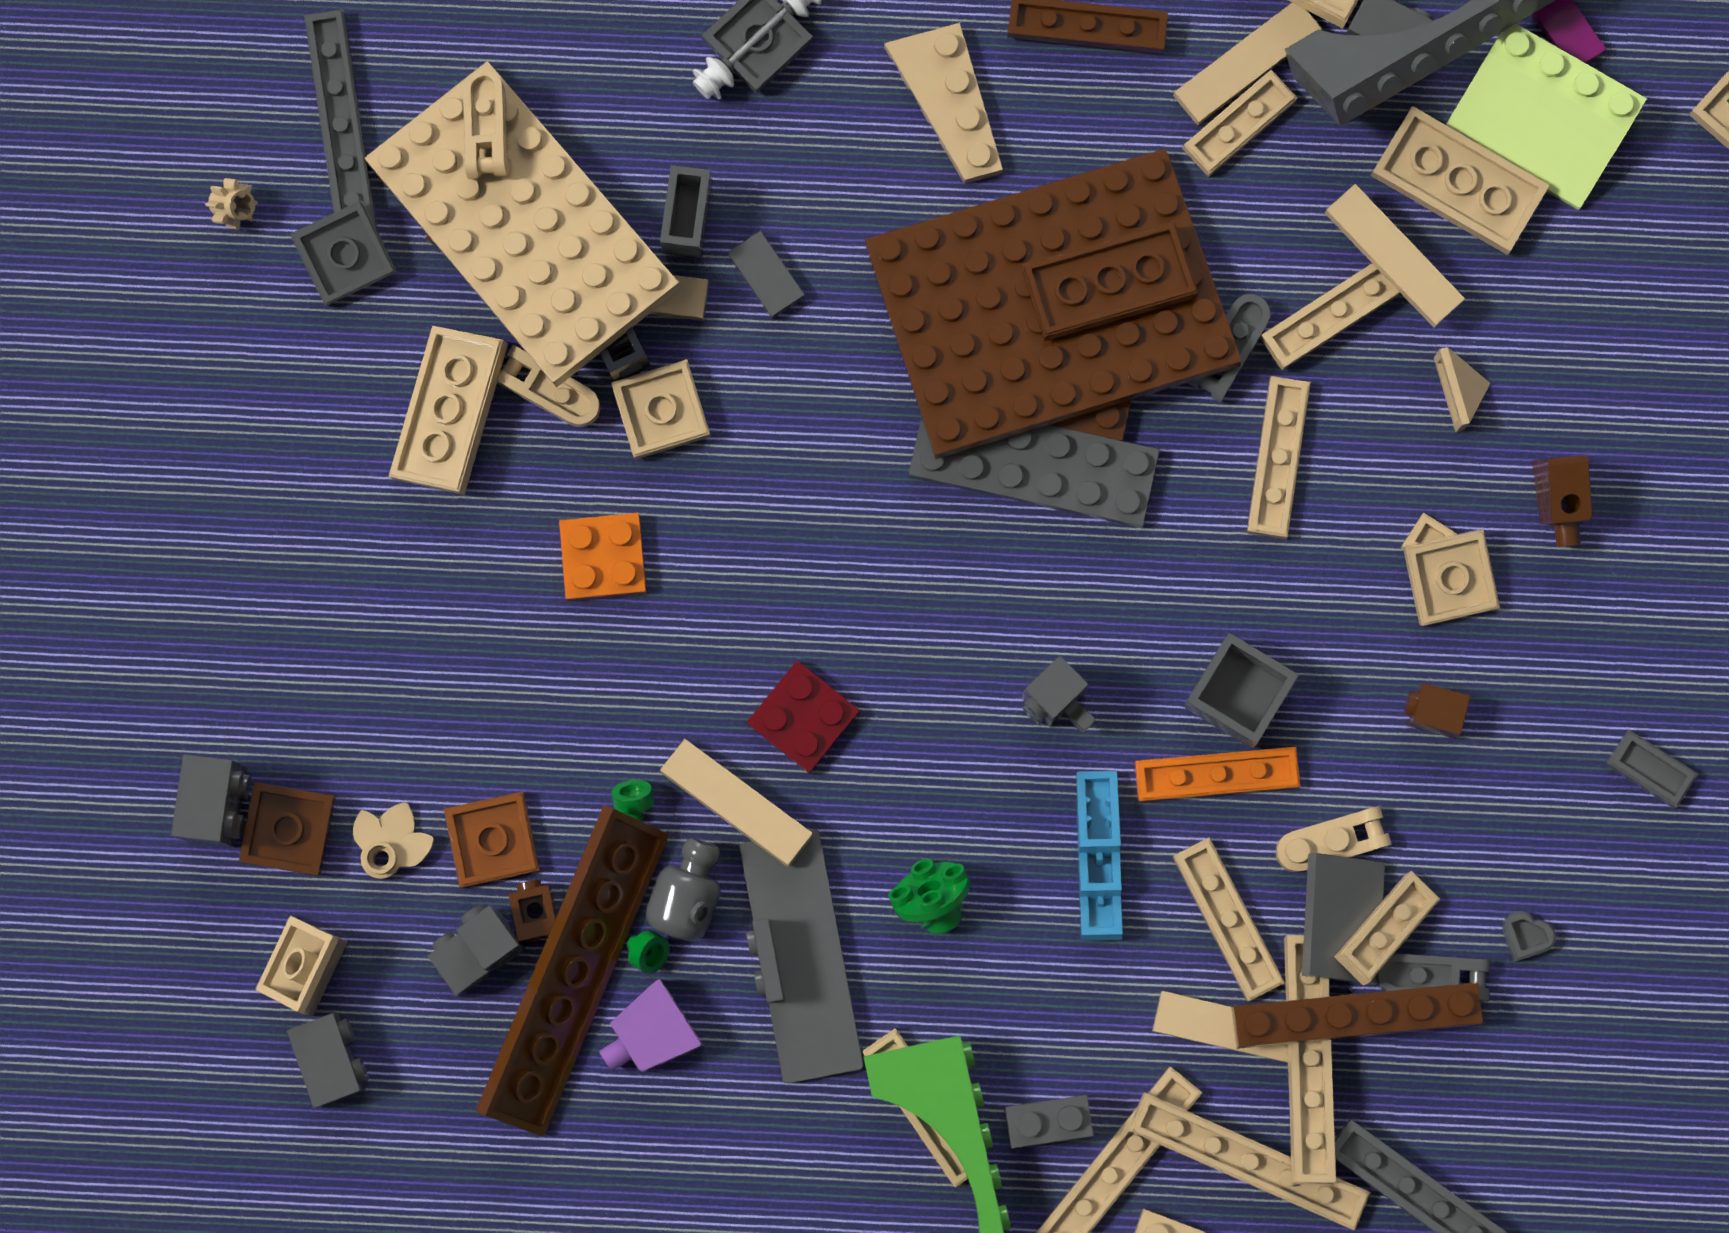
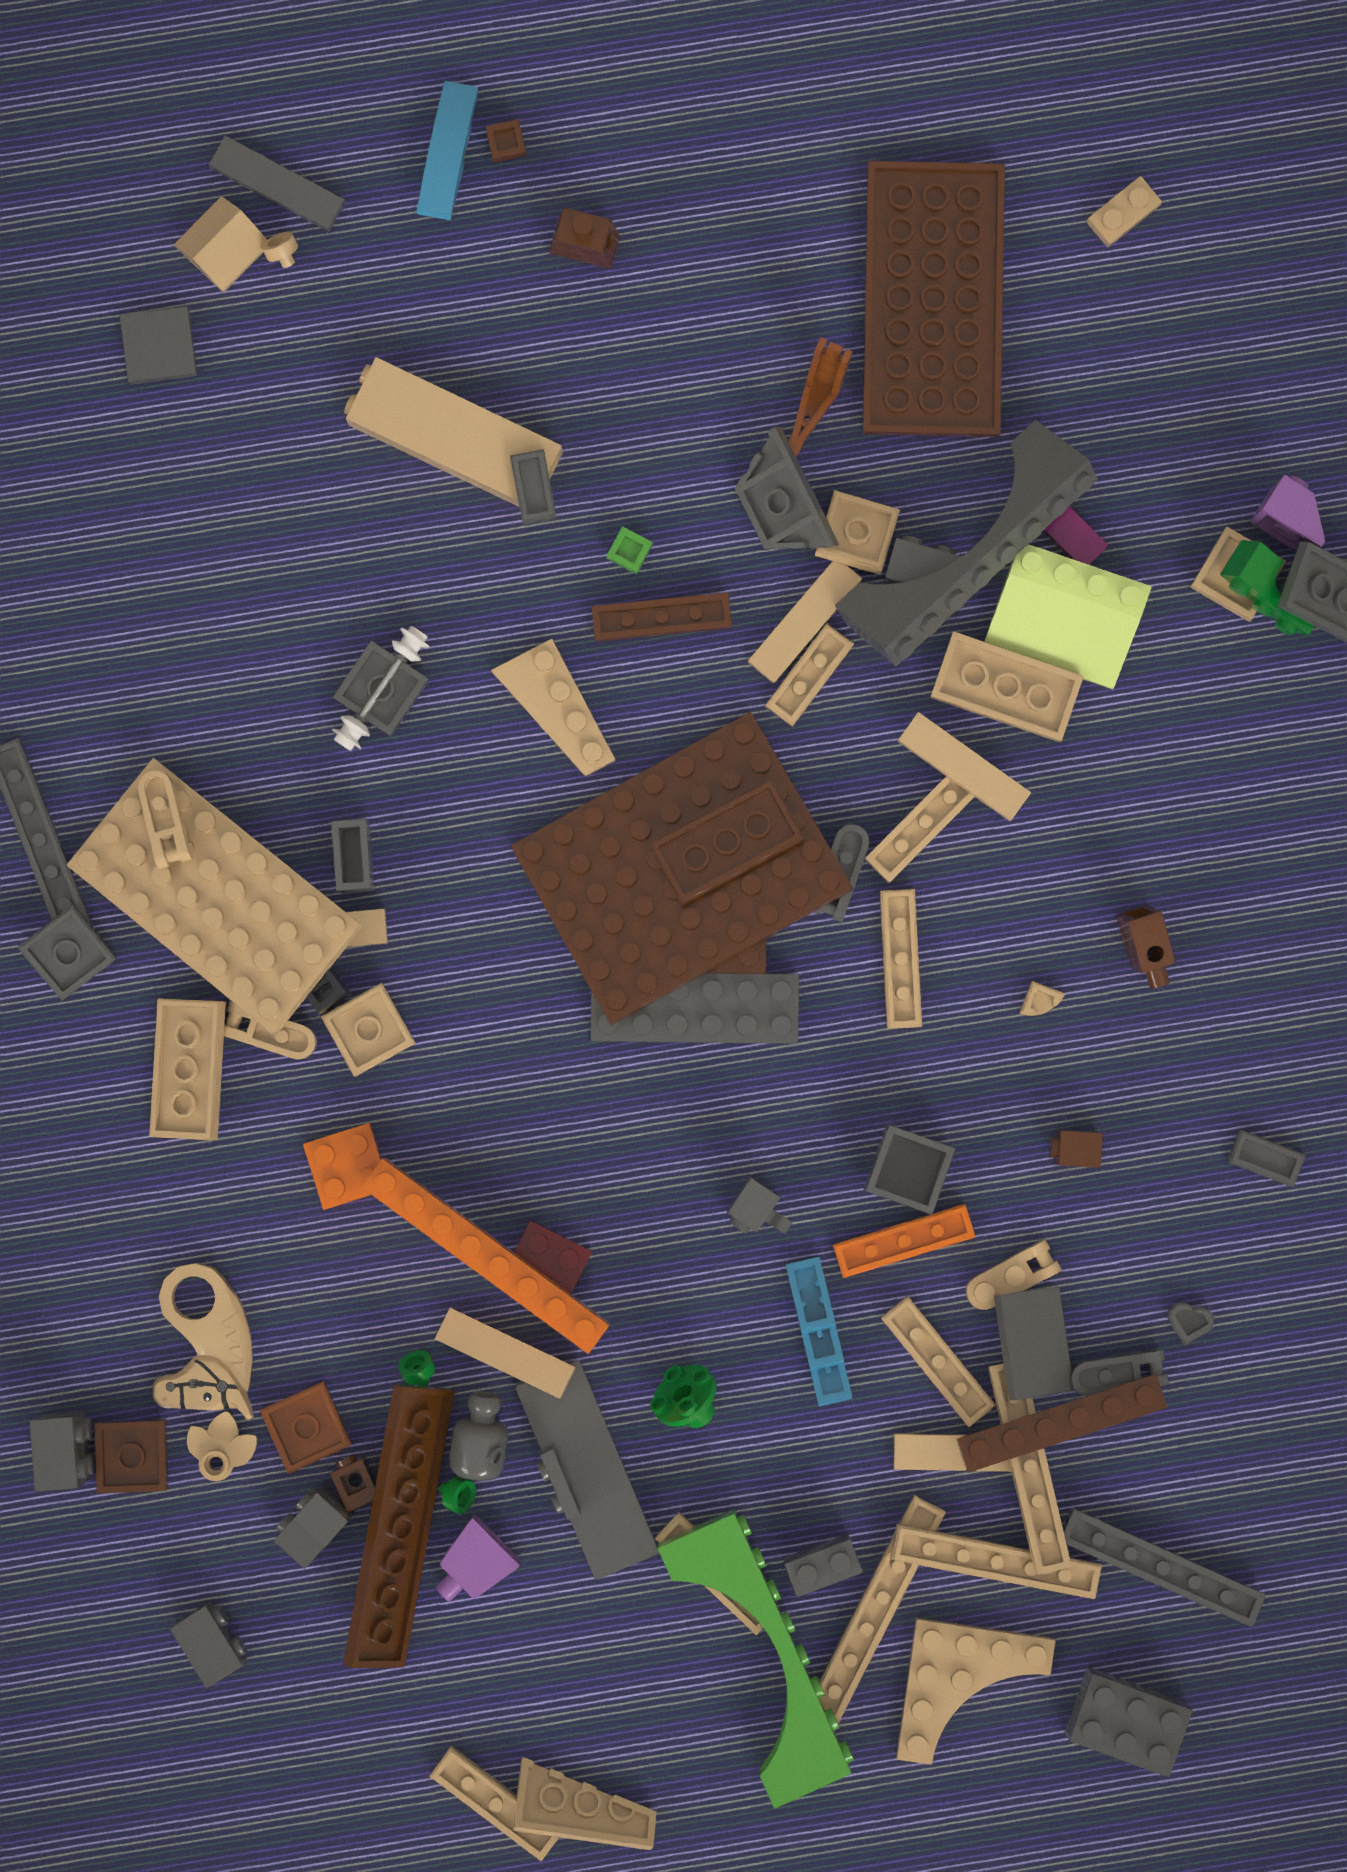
camera: 15 degrees left, 5 degrees up
(301, 966) = (169, 1569): tan slope -> none
(419, 723) = (223, 1344): none -> tan animal
(739, 683) = (485, 1255): none -> orange brick
(766, 274) = (432, 893): dark grey tile -> none
(1387, 928) = (1072, 1343): tan tile -> none
(1451, 577) = (1066, 1032): tan tile -> none
(1461, 387) = (1044, 866): tan slope -> none

